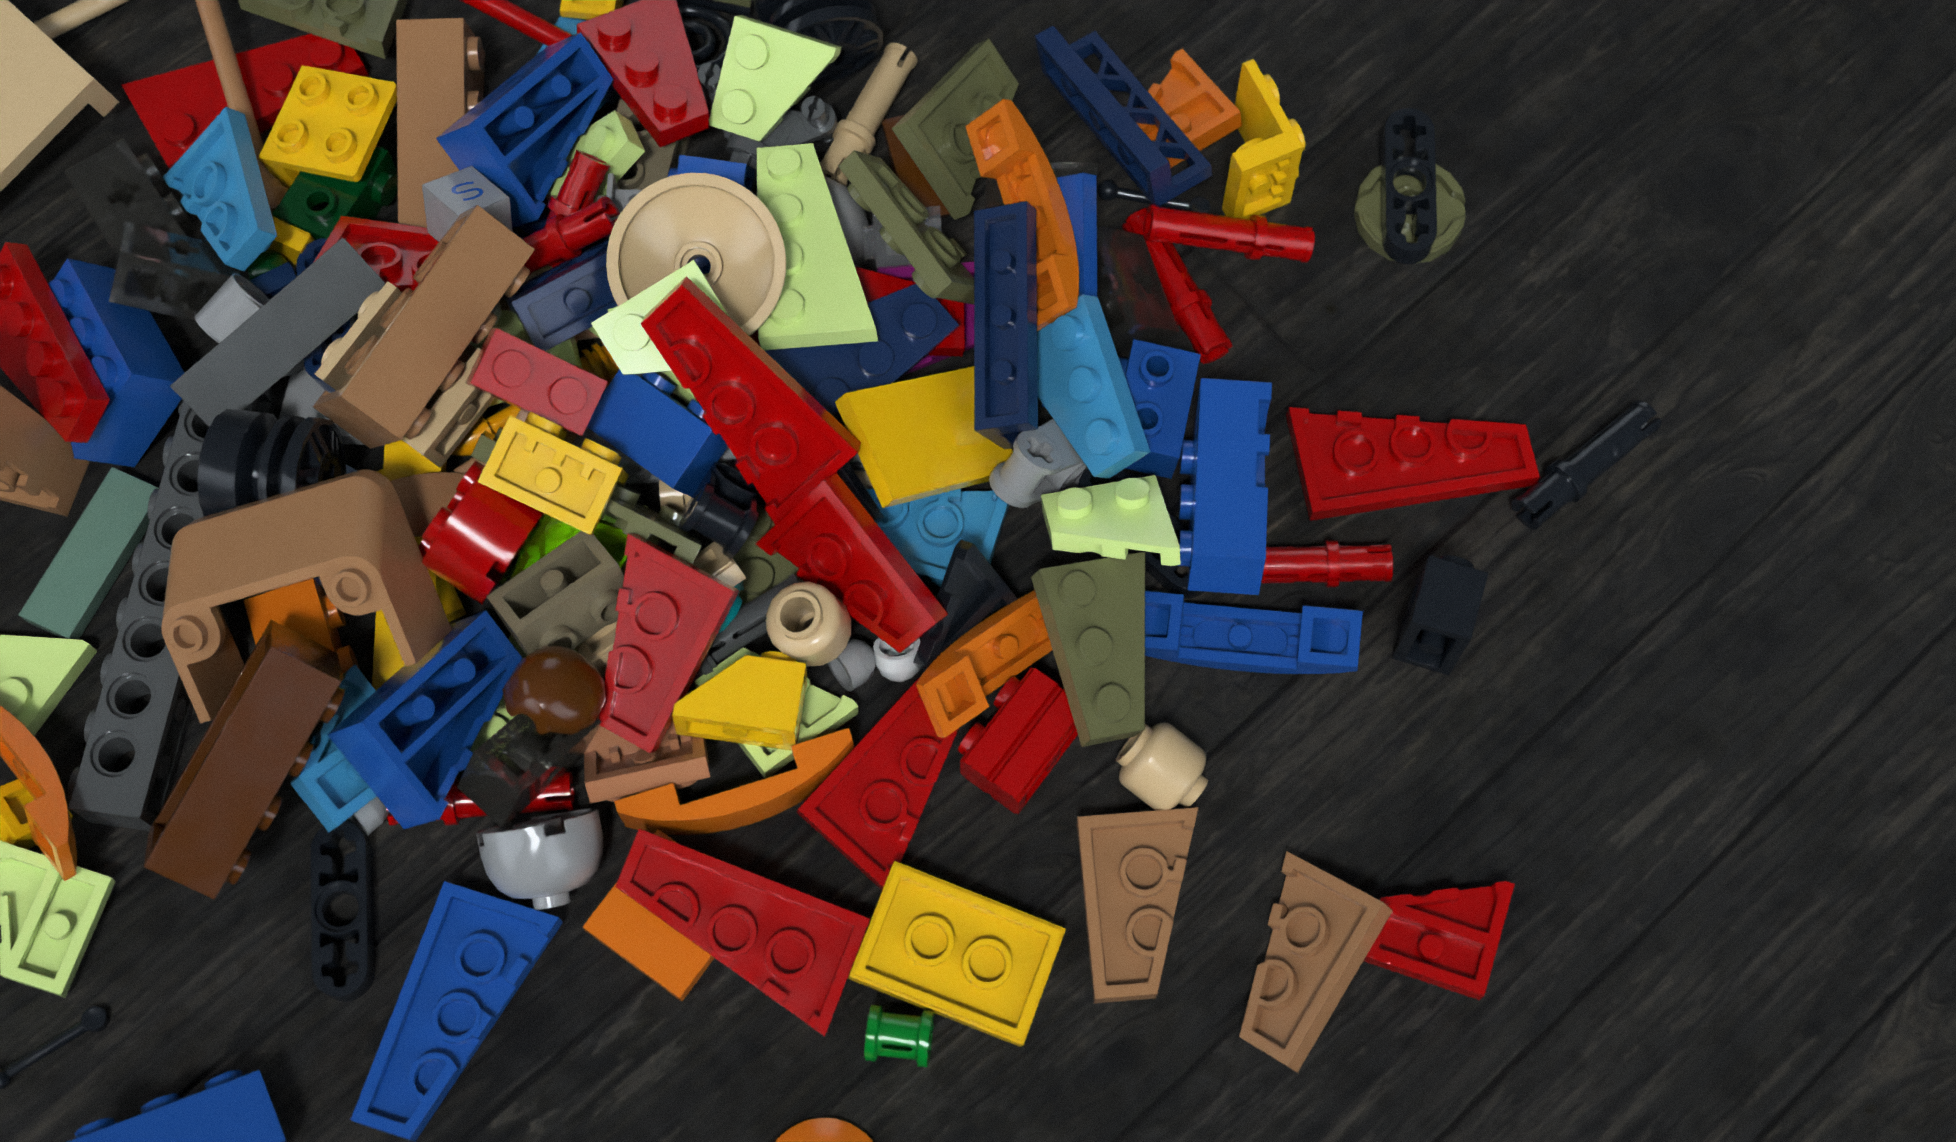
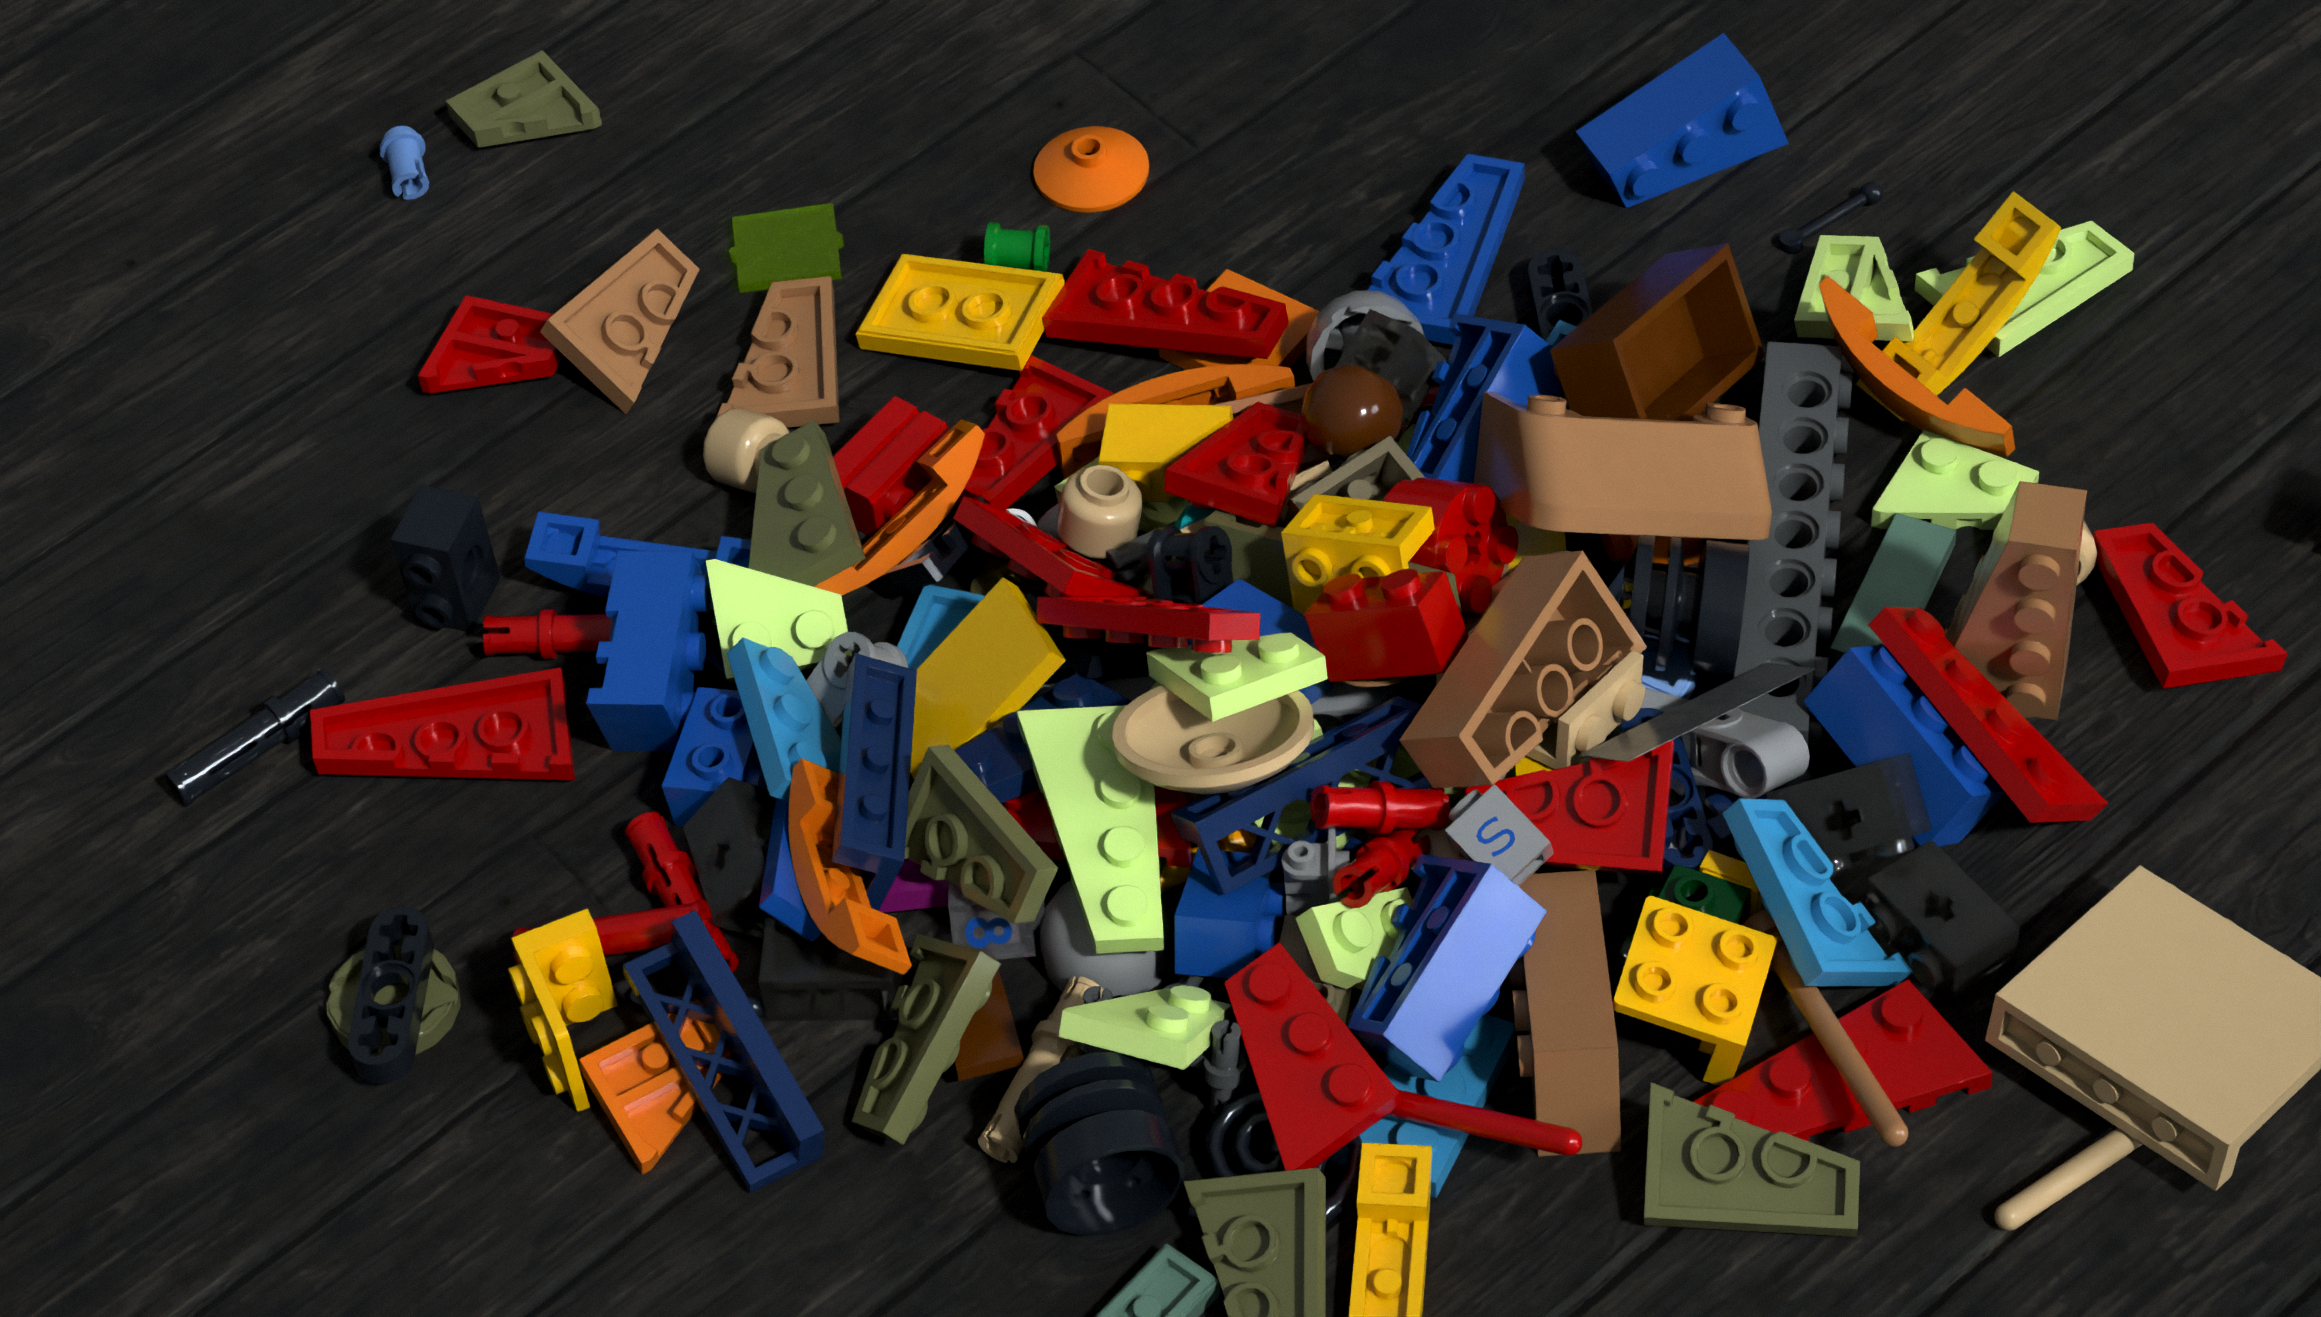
camera: 175 degrees left, 20 degrees down
(1150, 1080) = (786, 246): none -> clear neon green piece

